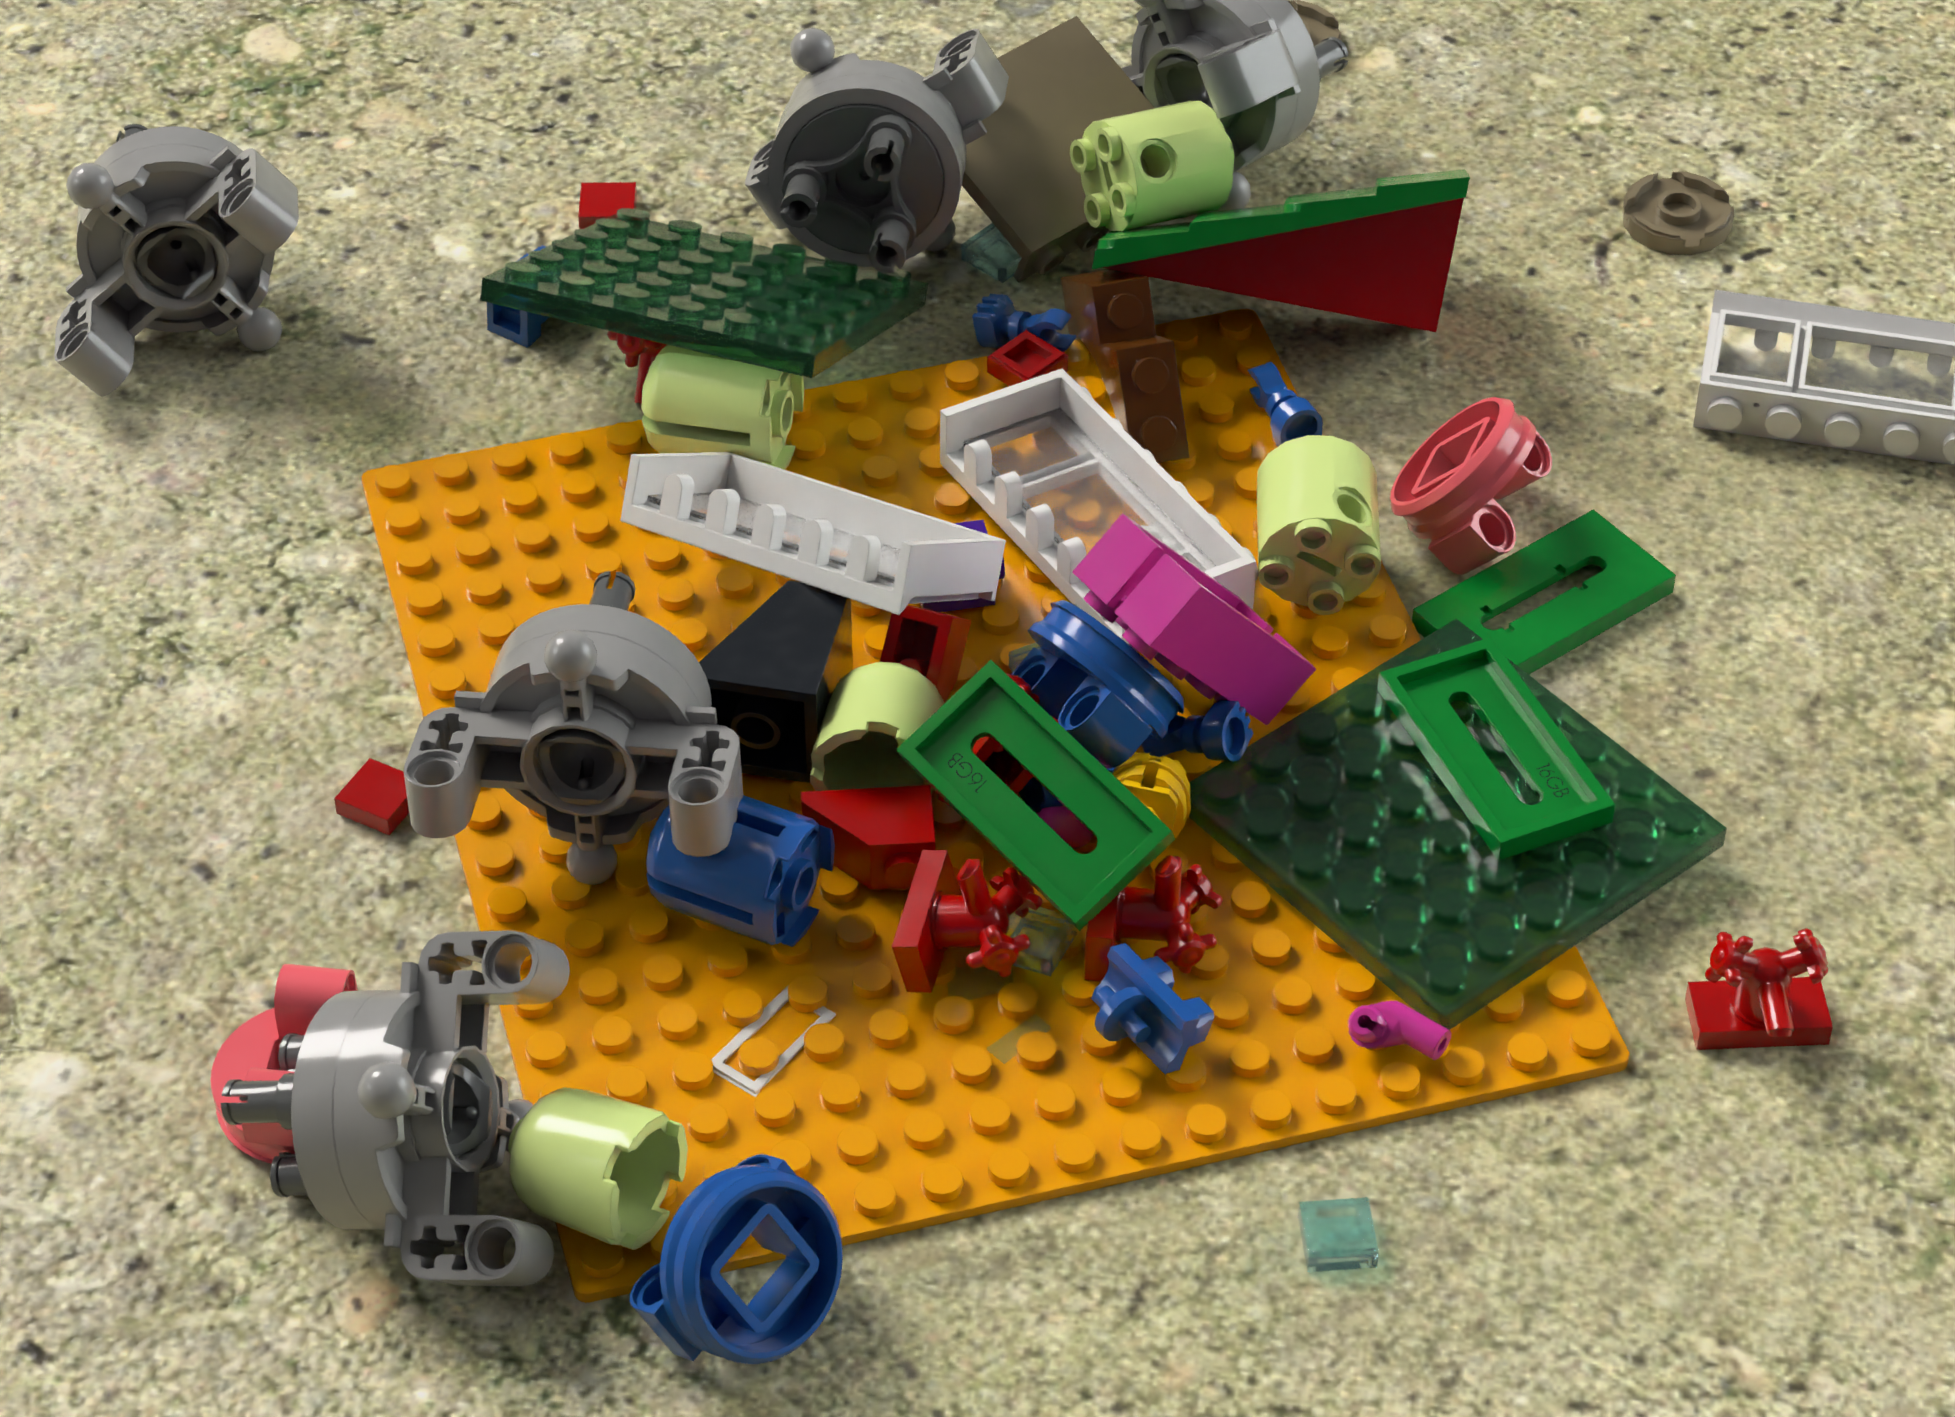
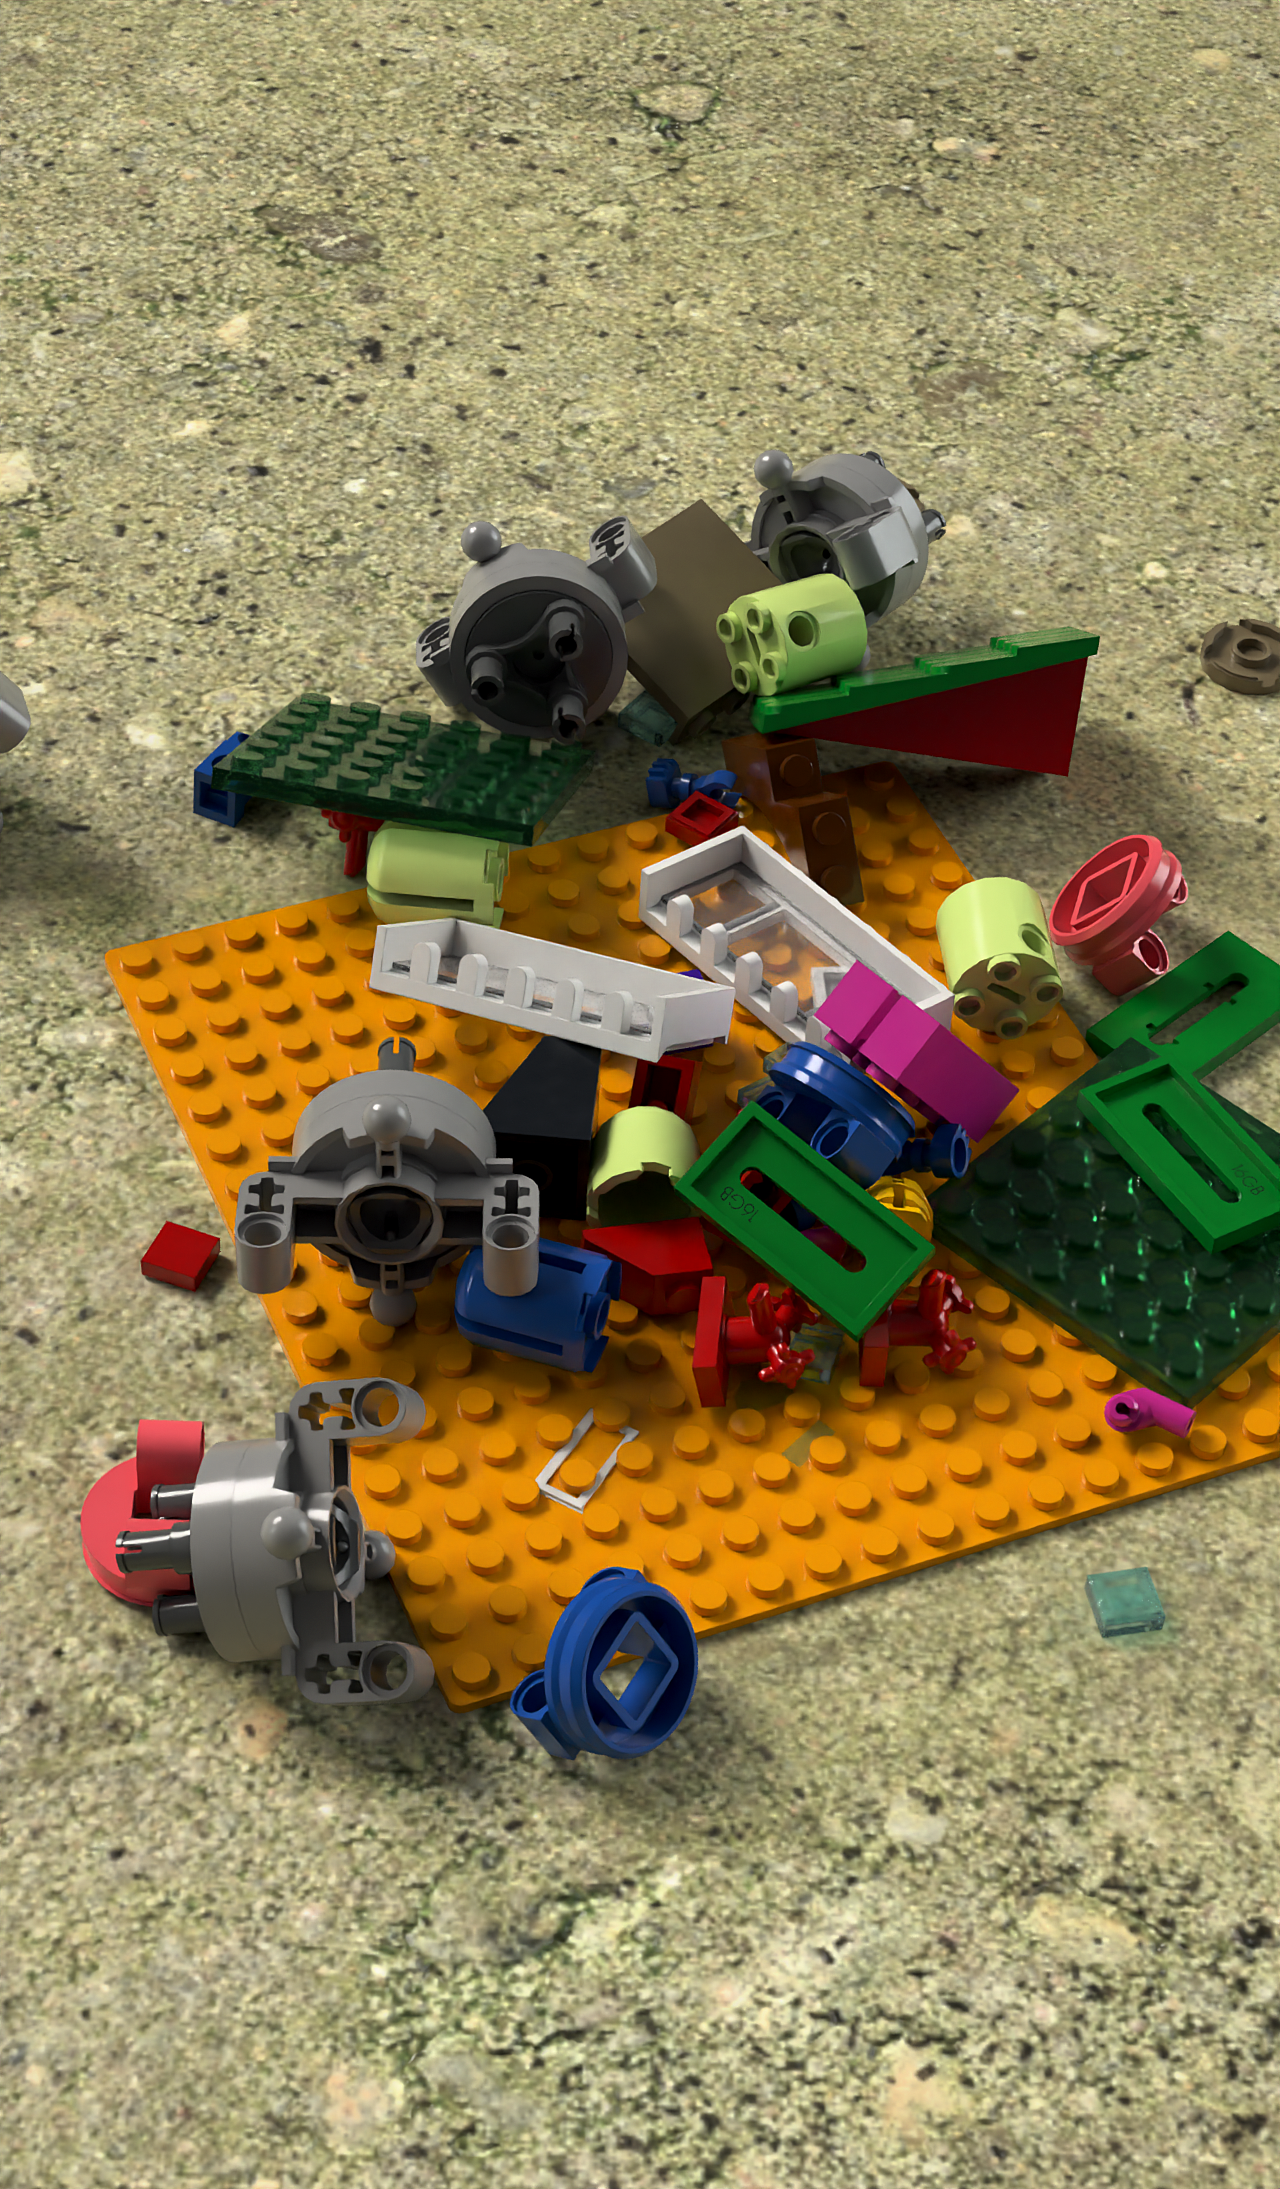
camera: 10 degrees left, 0 degrees up
(597, 1164) = (460, 1585): yellowish green cylinder -> none
(604, 199) = (281, 687): red tile -> none
(1141, 1005) = (925, 1409): blue hips -> none
(1289, 414) = (951, 860): blue piece -> none

